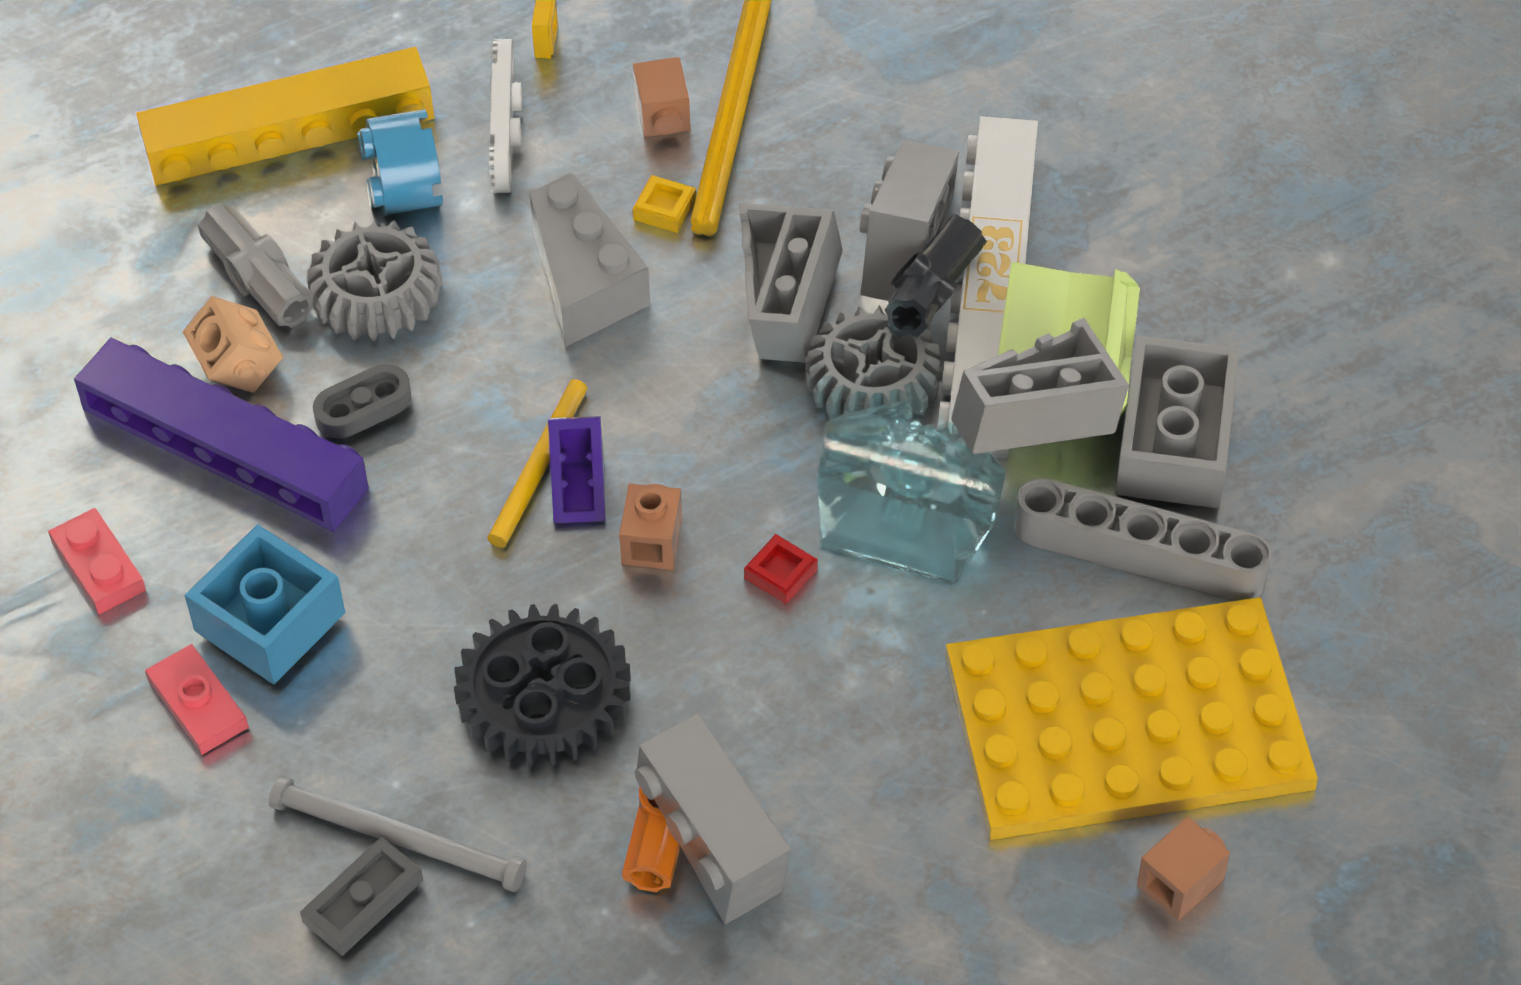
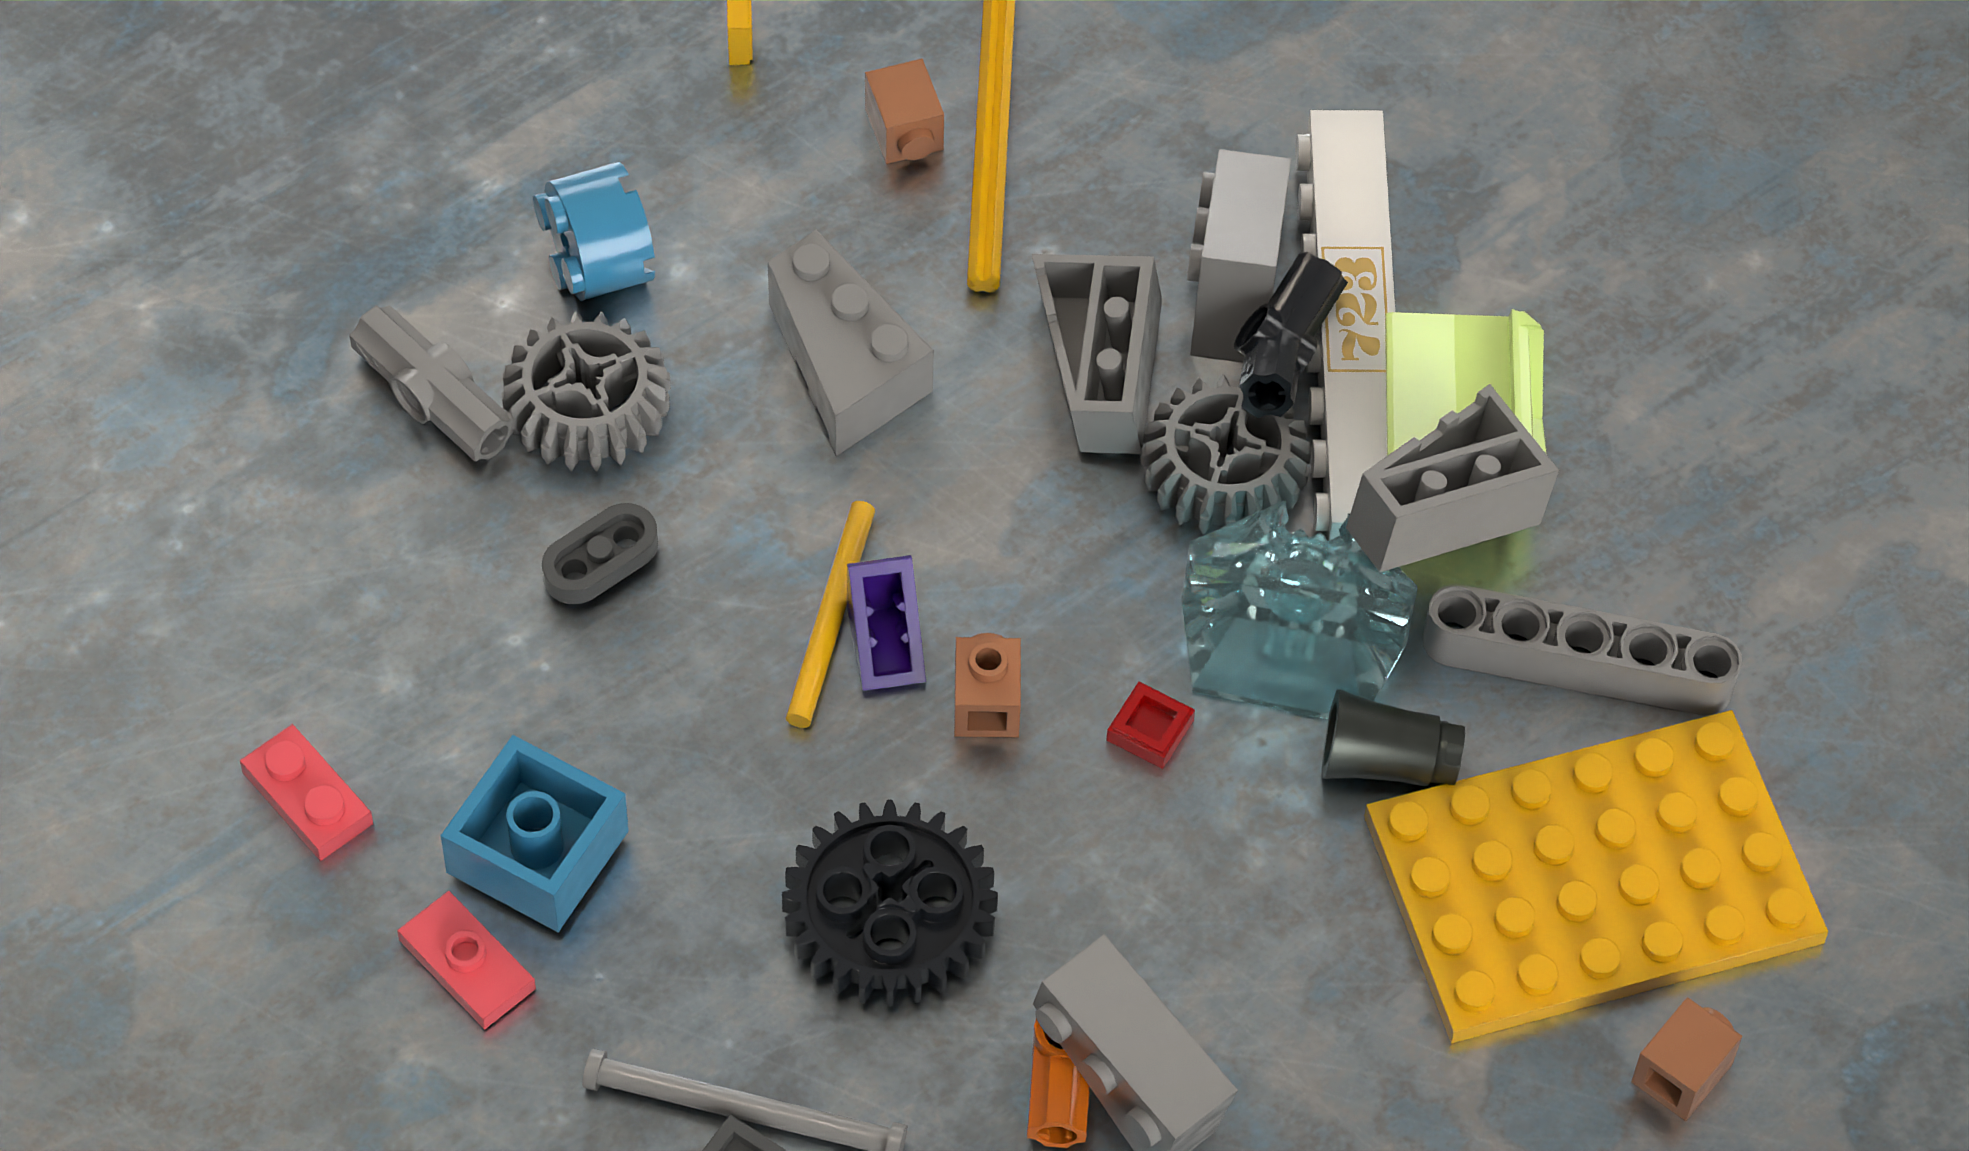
camera: 10 degrees left, 5 degrees up
(223, 433) = (433, 611): dark purple brick -> none
(232, 344) = (427, 495): light nougat head -> none
(281, 115) = (430, 175): yellow brick -> none
(504, 129) = (713, 172): white plate -> none
(664, 203) = (928, 254): yellow tile -> none
(971, 597) = (1389, 743): none -> pearl dark grey plant
(1178, 421) = (1613, 498): light grey brick -> none

